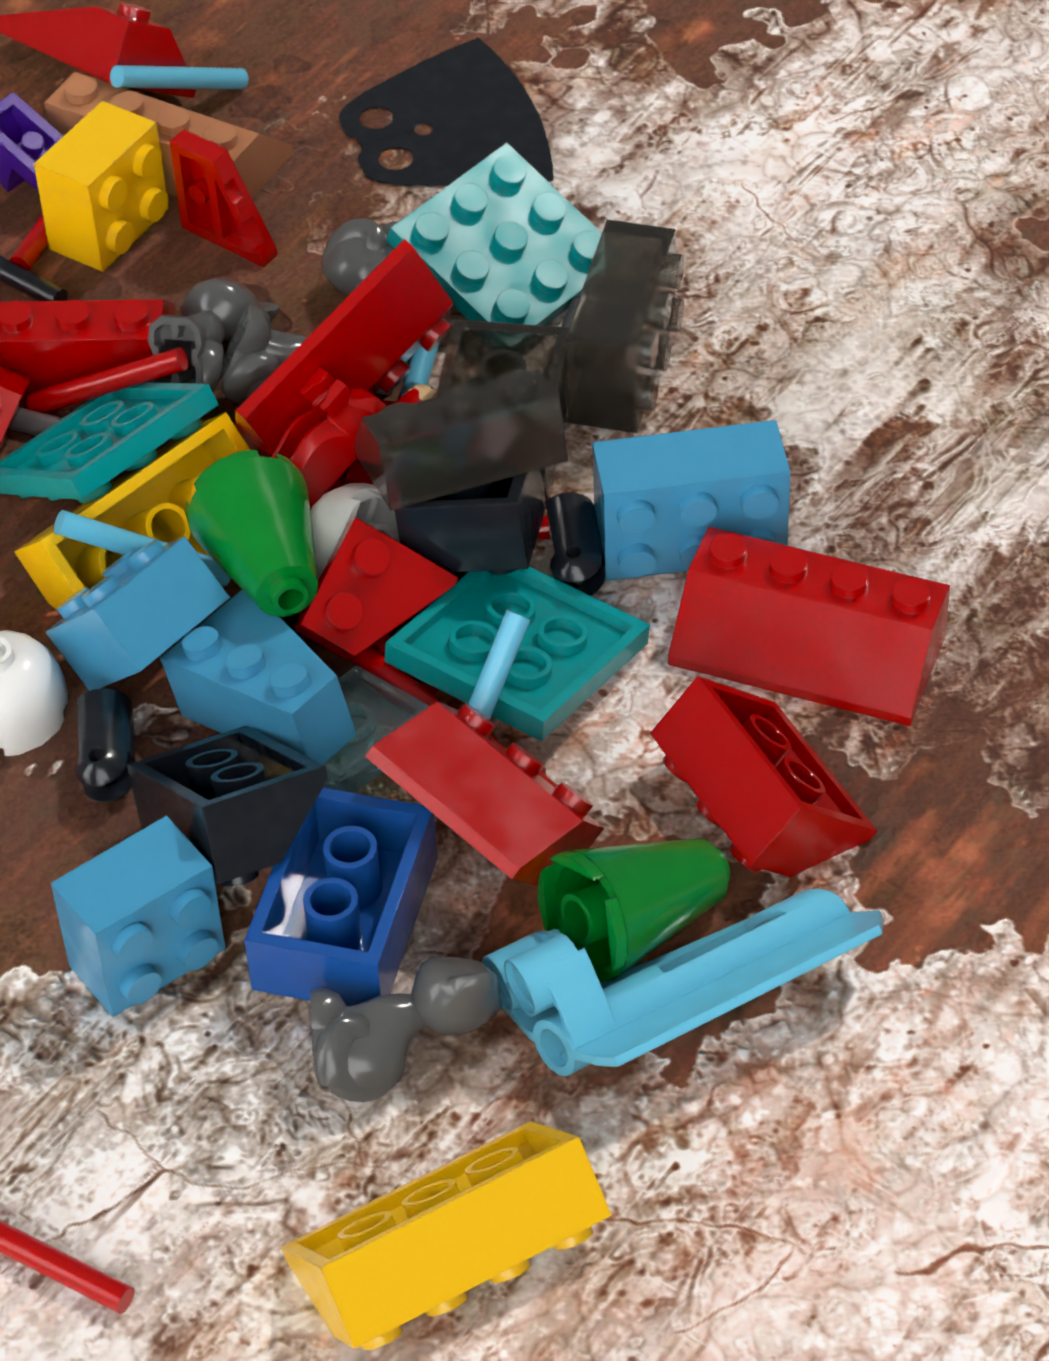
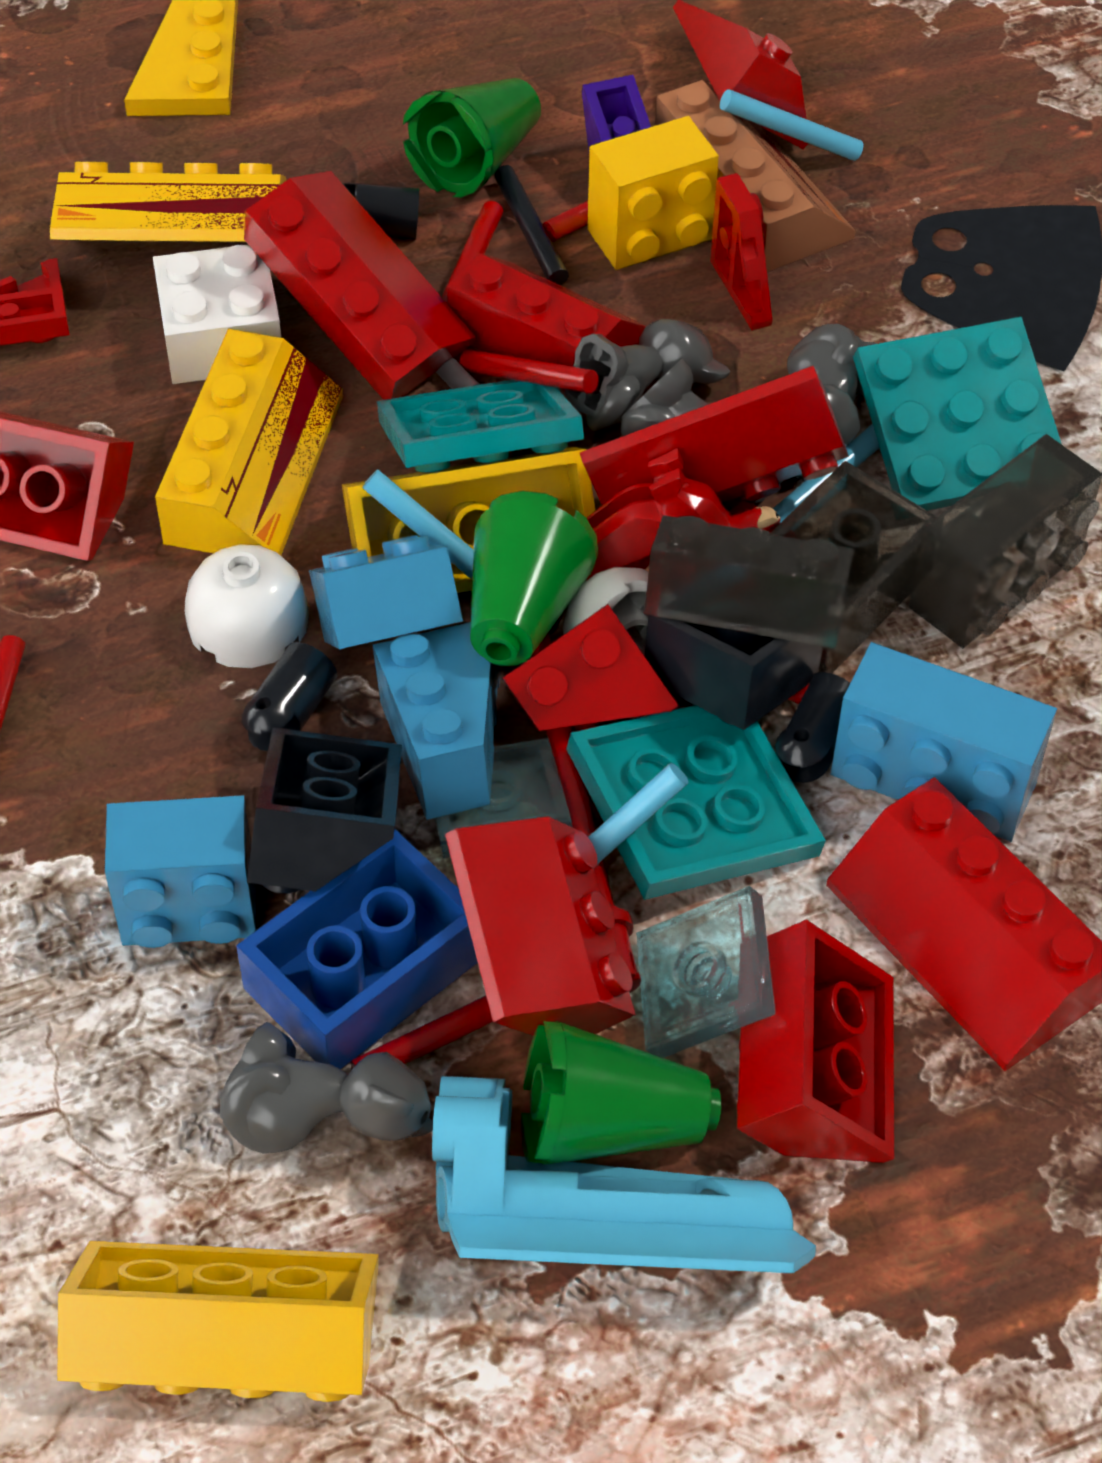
camera: 30 degrees right, 5 degrees up
(453, 921) = (436, 1033): none -> red bar
(636, 765) = (705, 973): none -> clear light blue plate

